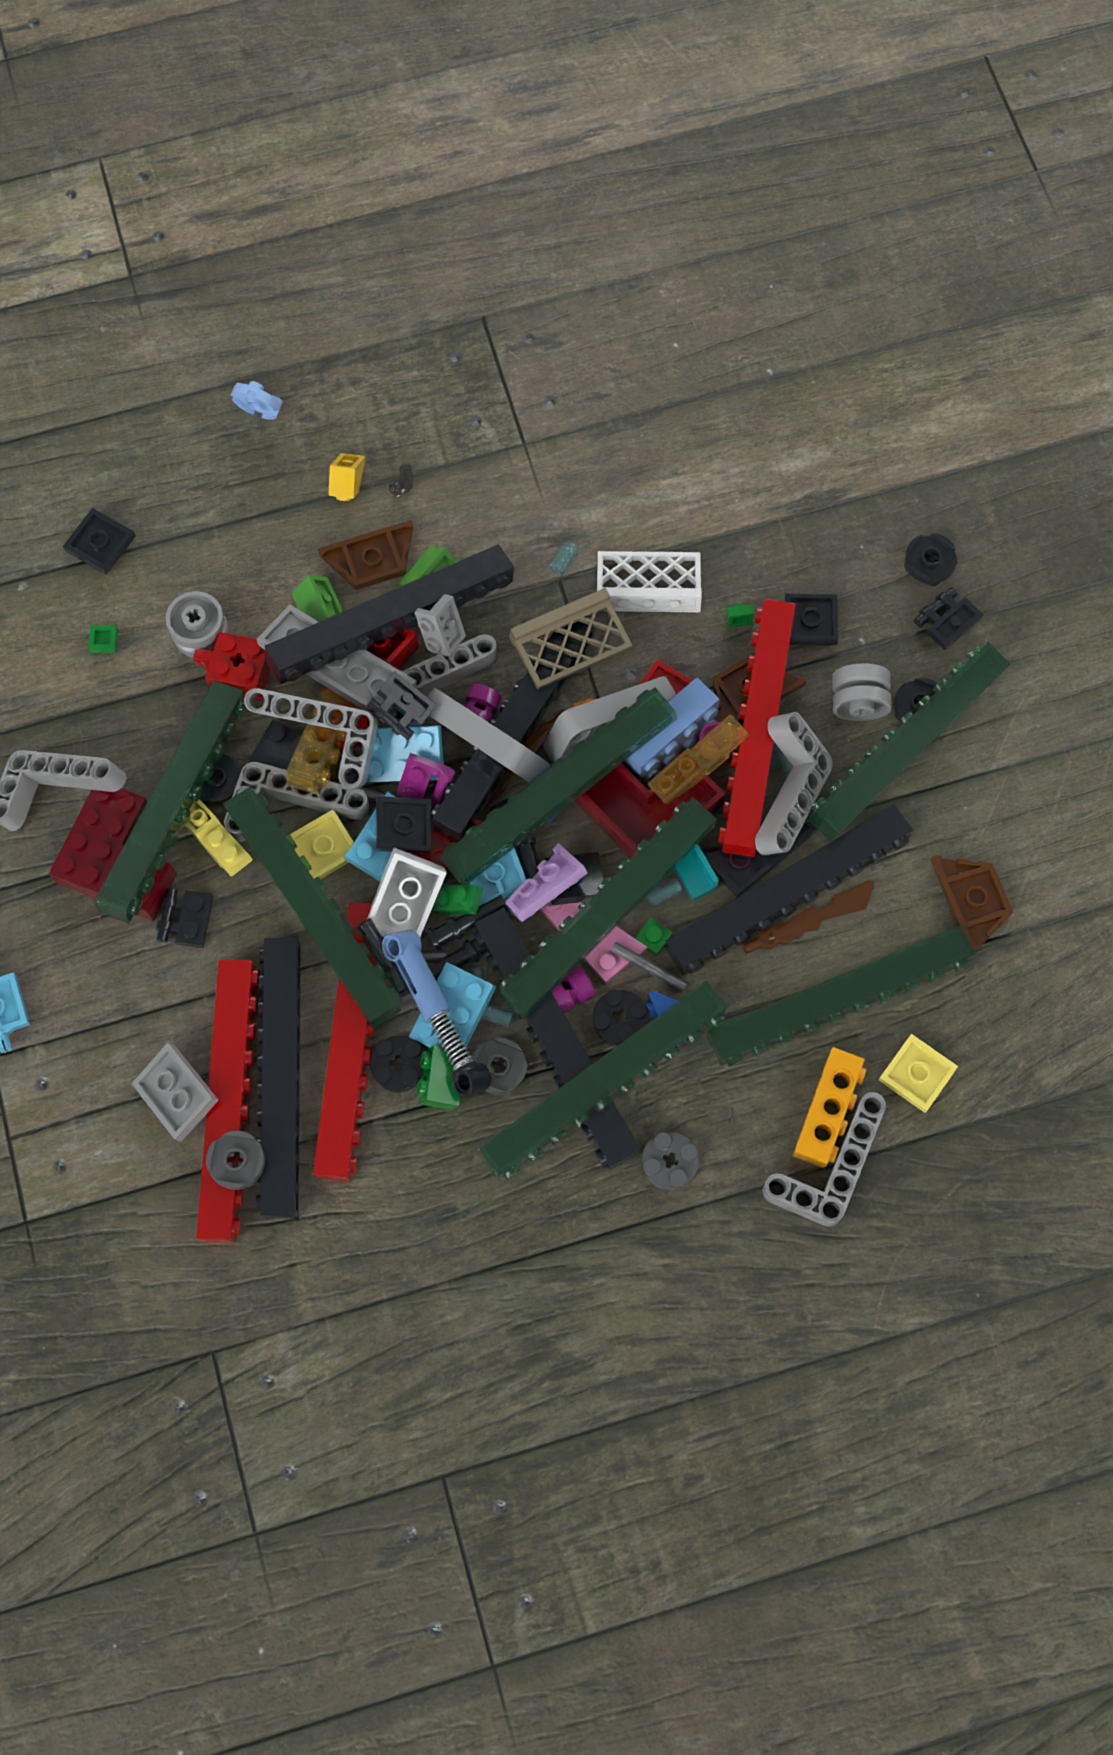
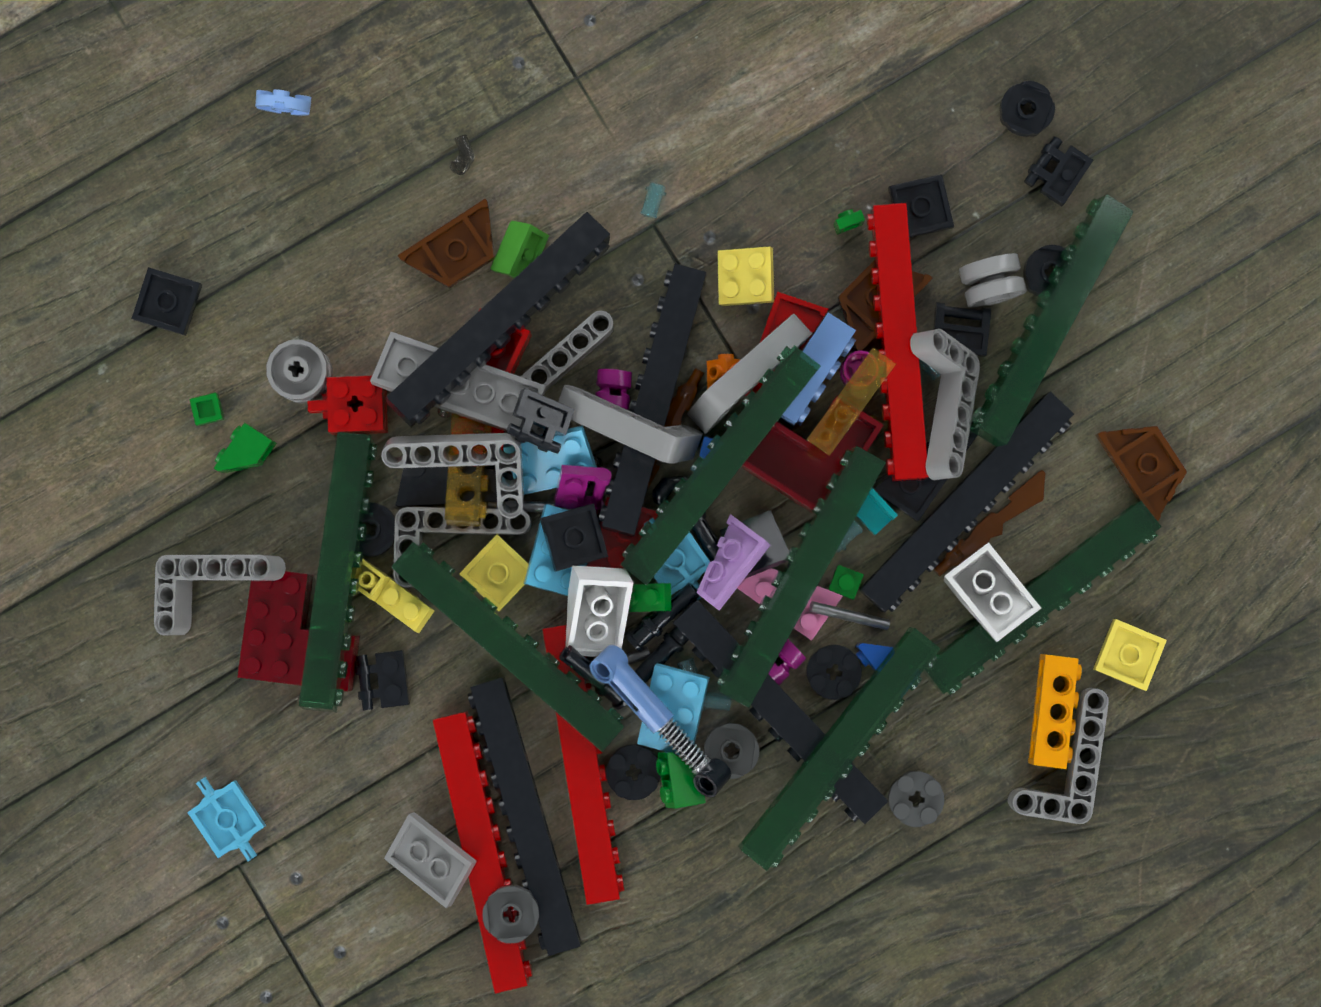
camera: 20 degrees left, 15 degrees up
(125, 682) = (247, 450): none -> green slope
(316, 598) = (415, 313): bright green panel -> none
(346, 476) = (402, 163): yellow slope -> none
(441, 626) = (556, 321): light grey bracket -> none
(555, 622) = (671, 281): dark tan fence -> none
(644, 636) = (745, 276): none -> light yellow plate
(649, 597) = (753, 225): white fence -> none
(791, 971) = (991, 592): none -> white slope
(832, 741) = (971, 337): none -> black plate

